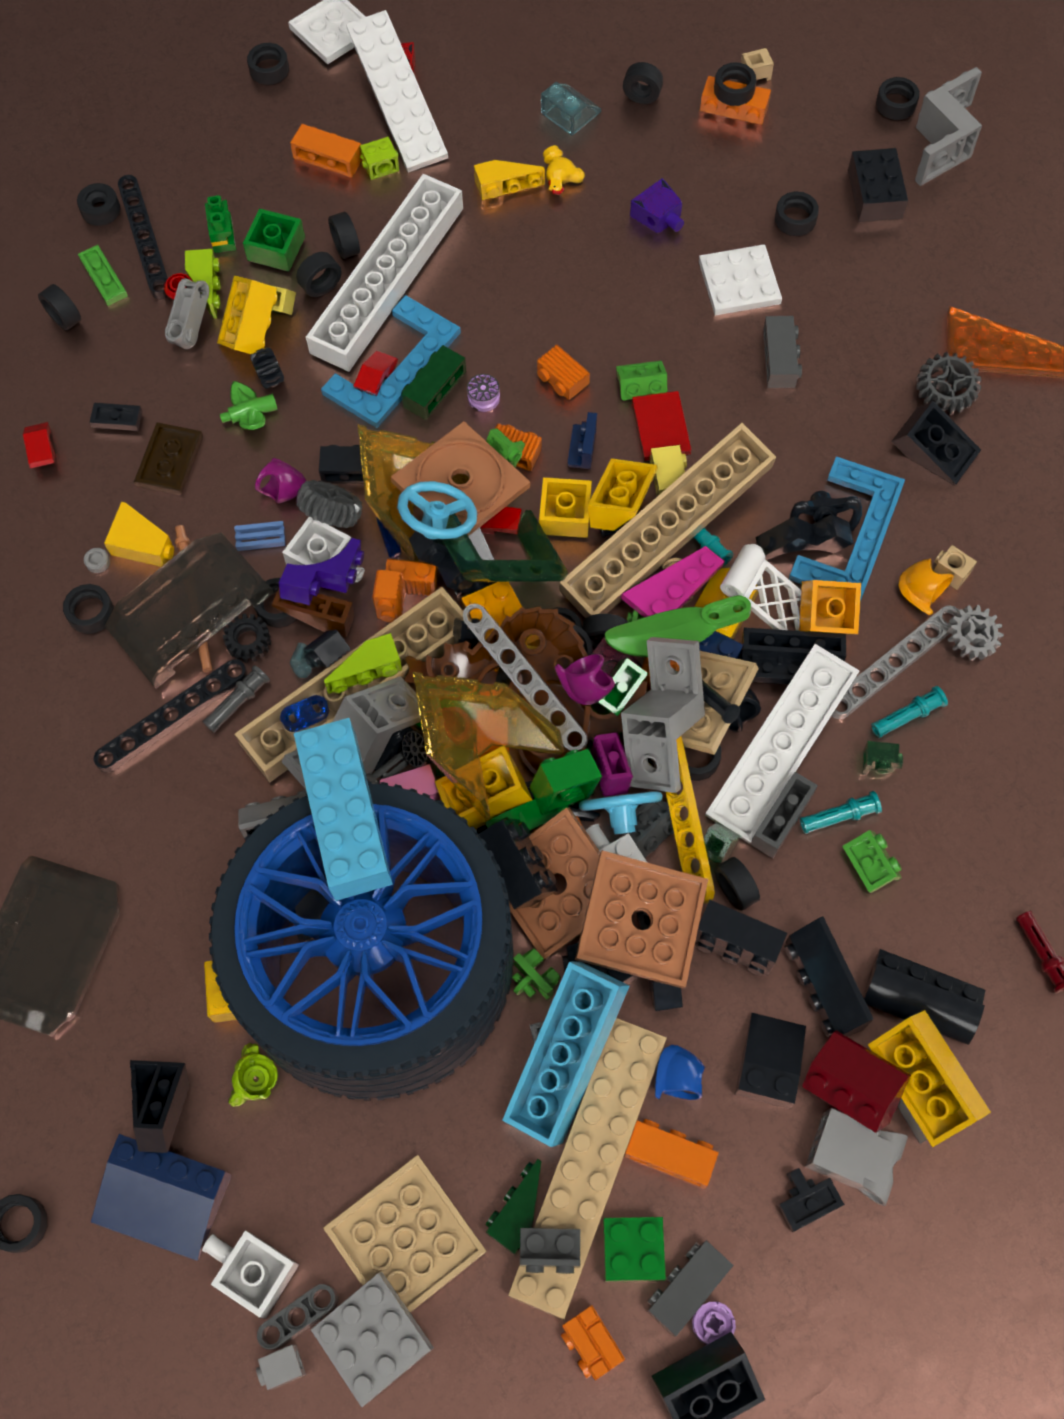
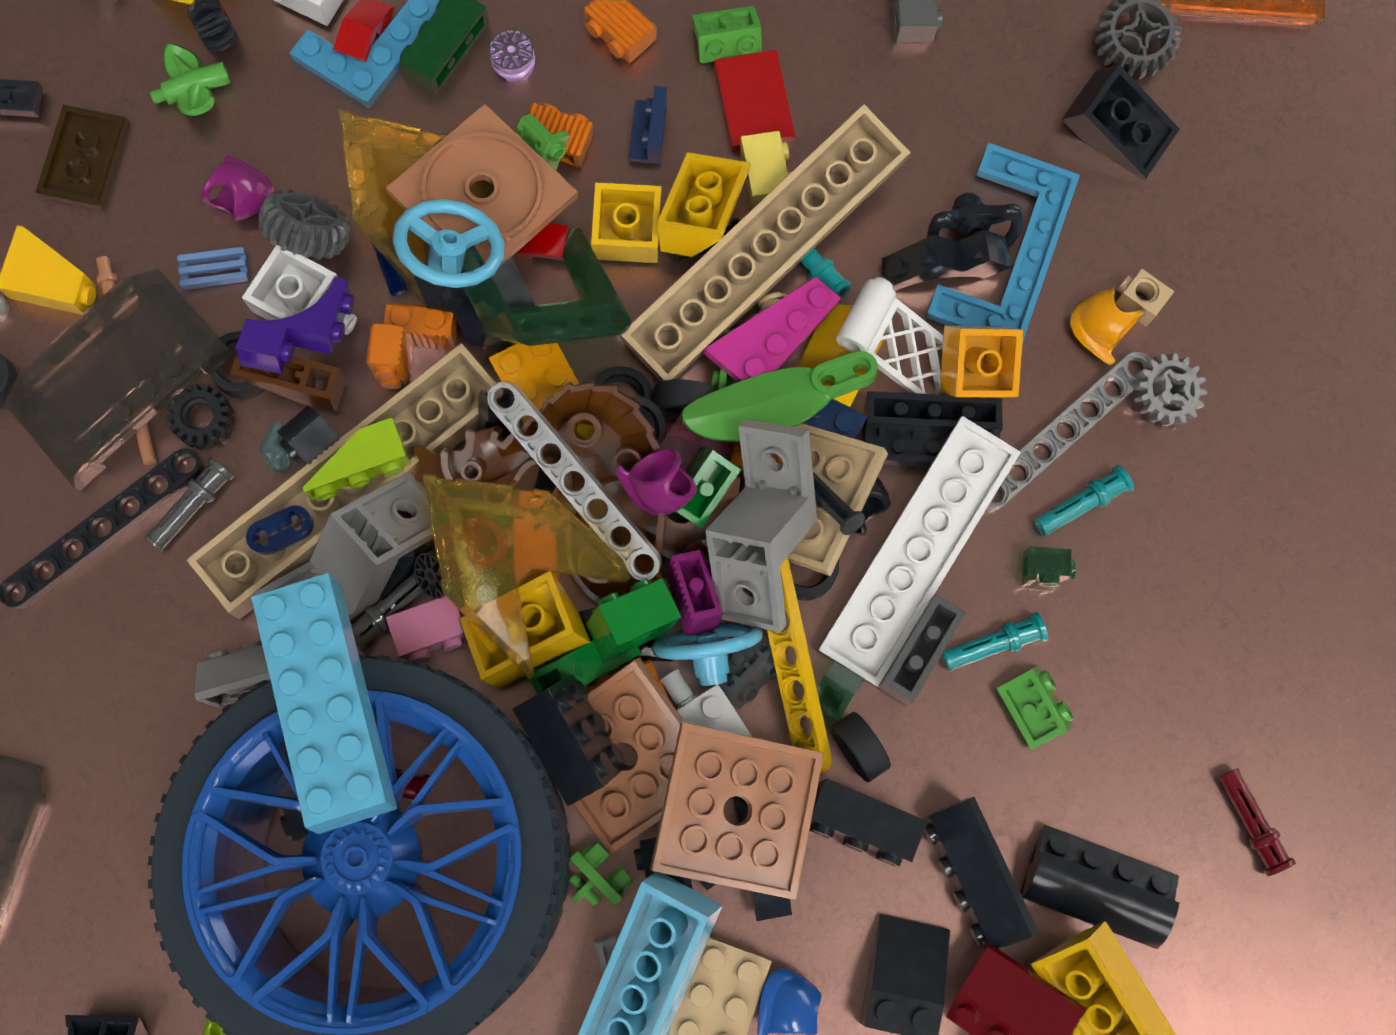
camera: 10 degrees left, 10 degrees up
(340, 464) = (317, 164): black brick -> none

